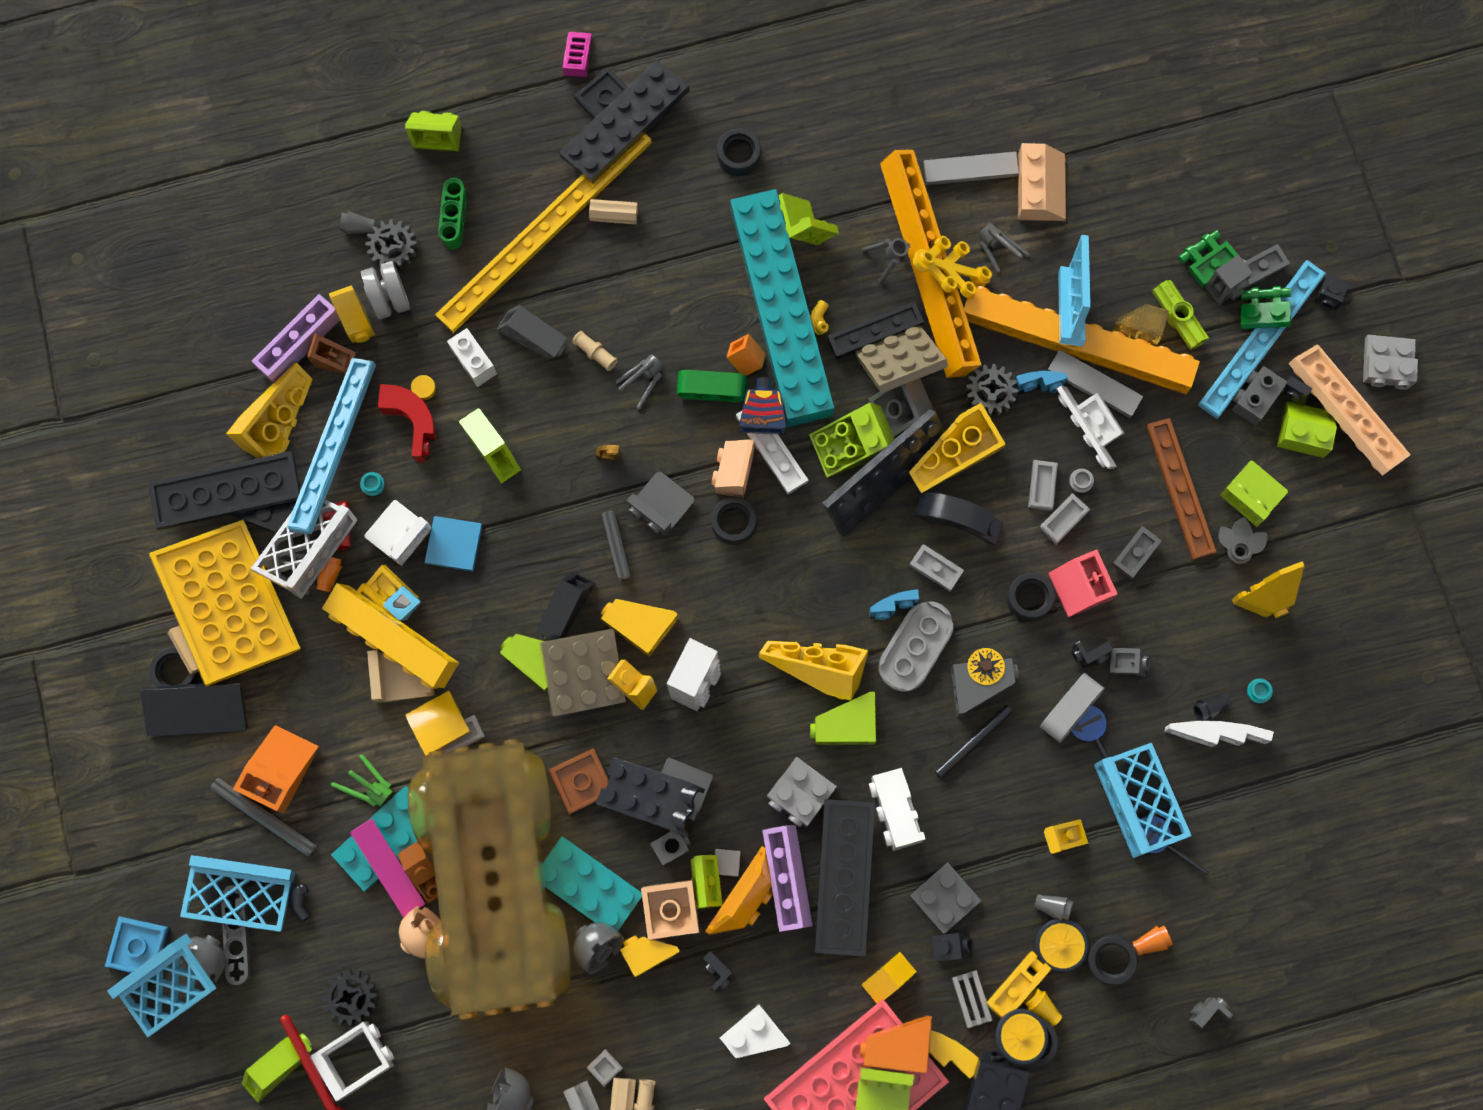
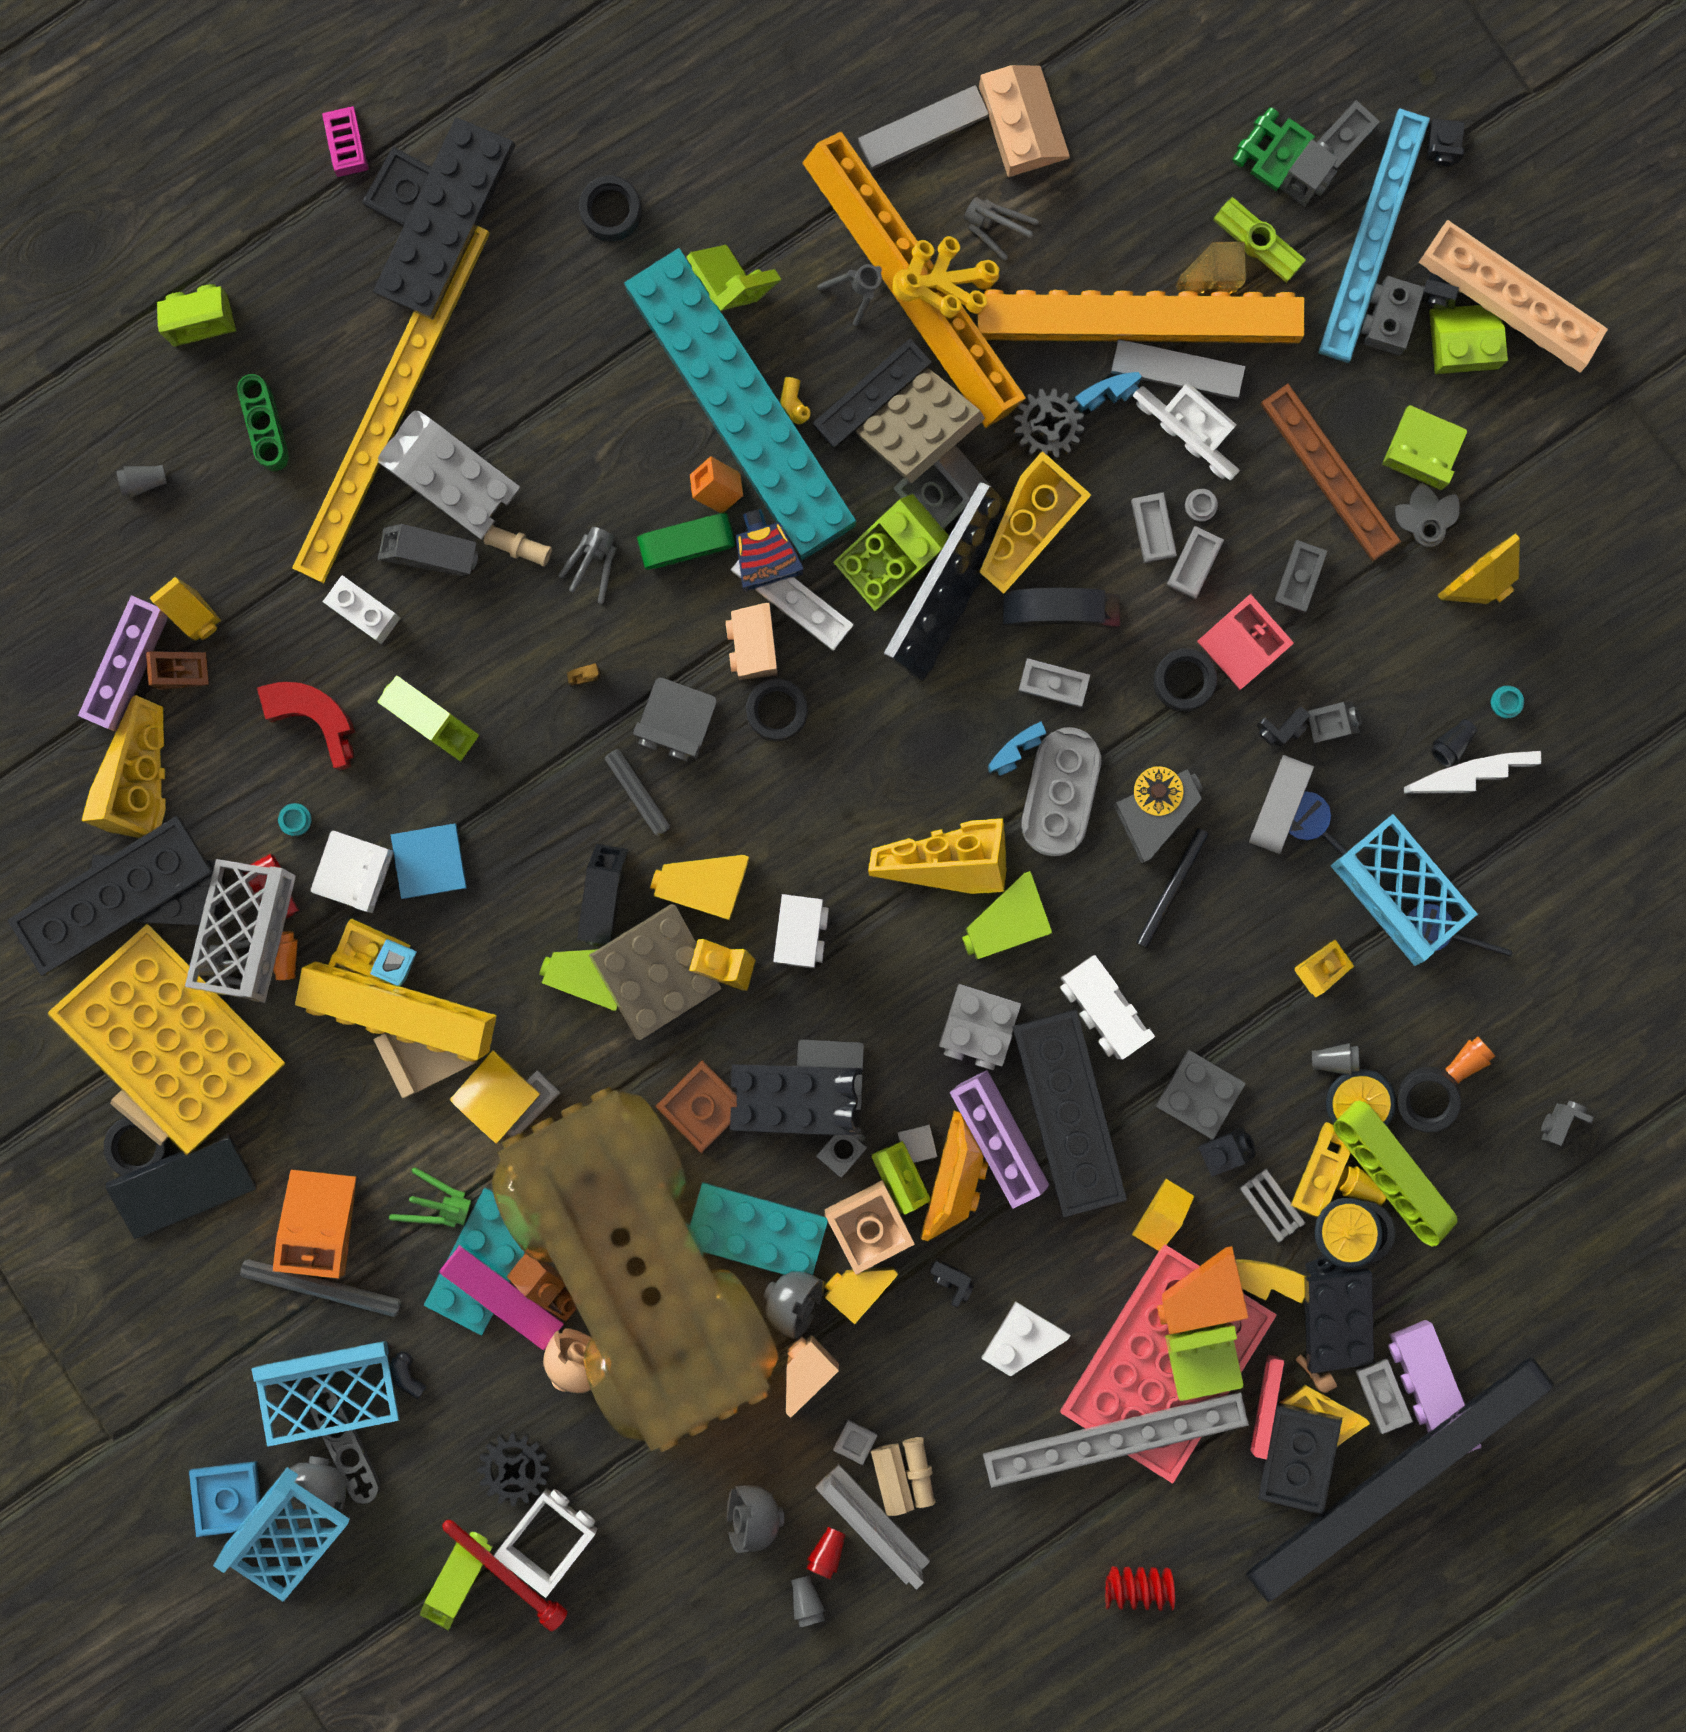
camera: 25 degrees left, 10 degrees up
(331, 446) = (224, 789): medium azure tile -> none
(385, 290) = (212, 562): light grey wheel -> none
(387, 236) = (198, 478): dark grey gear -> none
(423, 387) = (312, 669): yellow tile -> none
(564, 285) = (447, 473): none -> light grey piece
(586, 999) = (807, 1372): none -> light nougat slope
(613, 211) = (473, 347): tan axle -> none
(1071, 1005) = (1395, 1173): none -> lime beam
(1074, 296) = (1117, 265): medium azure fence -> none
(1266, 314) = (1369, 202): green plate -> none
(1390, 362) = (1546, 211): light grey plate -> none

